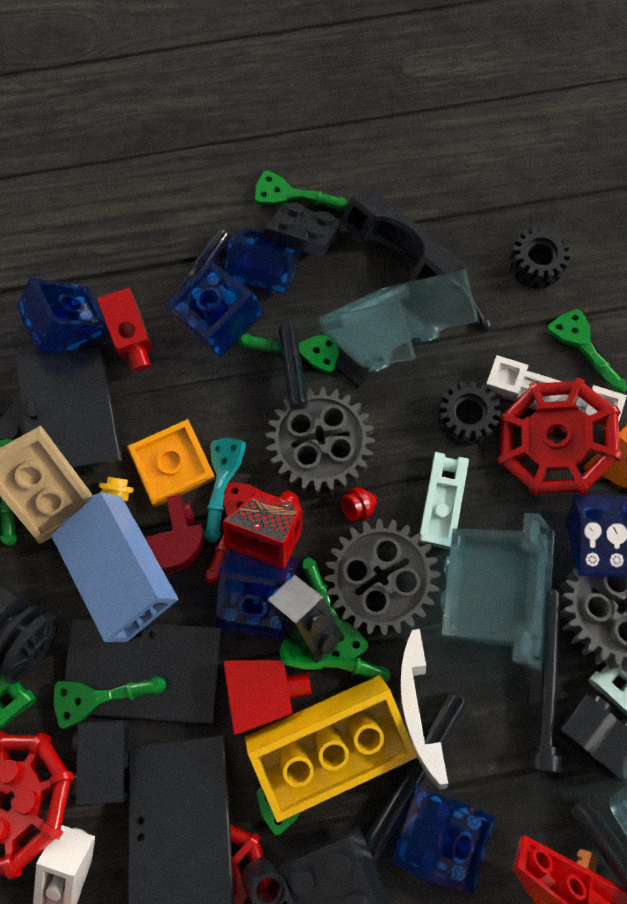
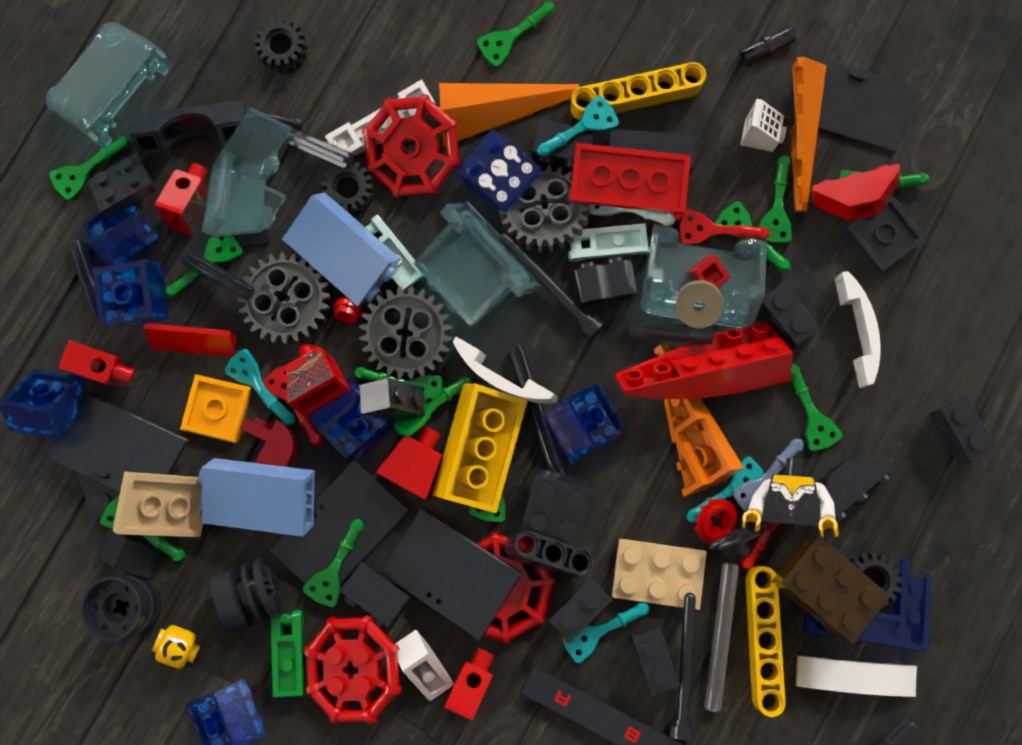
camera: 50 degrees left, 10 degrees up
(116, 487) = (203, 457): yellow plate -> none
(216, 391) = (190, 339): none -> red slope
(334, 284) = (184, 200): none -> red torso
(381, 147) = (105, 80): none -> clear light blue windscreen
(408, 454) = (341, 249): none -> medium blue brick
(482, 359) = (320, 148): none -> axle
(582, 341) = (362, 71): green piece -> none

